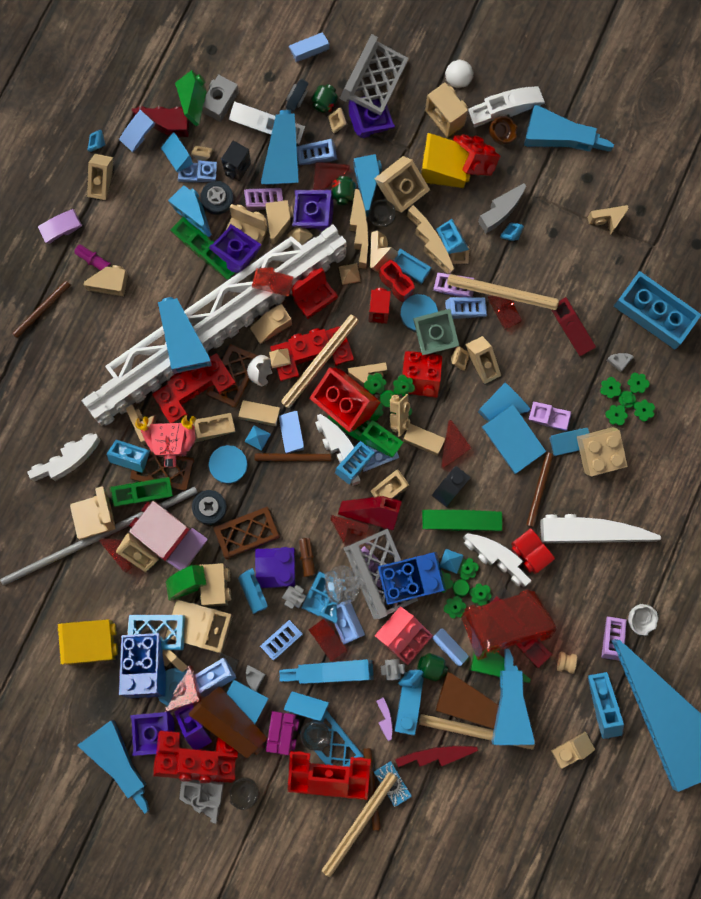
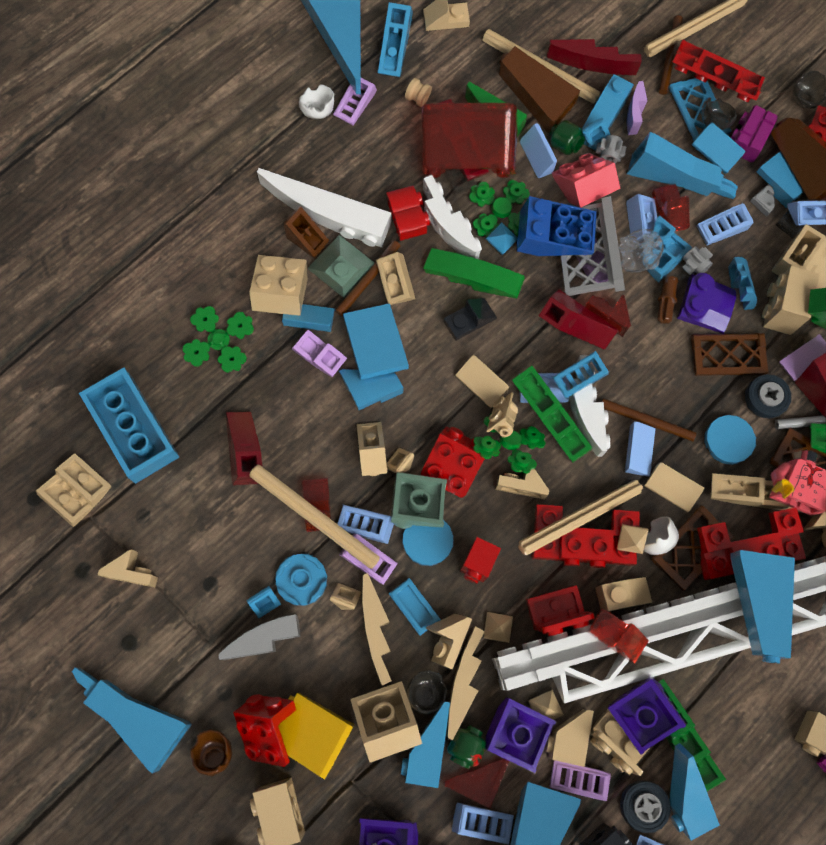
camera: 160 degrees left, 5 degrees down
(257, 437) = (683, 459): dark azure slope -> none
(344, 399) = (566, 457): red slope -> none
(391, 486) = (544, 337): tan slope -> none
(398, 792) = (639, 41): tile -> none
(400, 284) = (446, 595): red brick -> none
(452, 237) = (346, 620): dark azure slope -> none
(454, 445) = (447, 362): clear red tile -> none
(493, 256) = (301, 579): none -> dark azure tile
(505, 103) = (190, 790): white slope -> none
(512, 719) = (506, 46): dark azure piece -> none
(518, 495) = (395, 278): none -> tan slope
(564, 490) = (341, 266): none -> sand green slope
(601, 503) = (304, 232): none -> reddish brown slope
(620, 360) = (203, 388): light grey tile -> none
(673, 257) = (73, 490): none -> tan slope

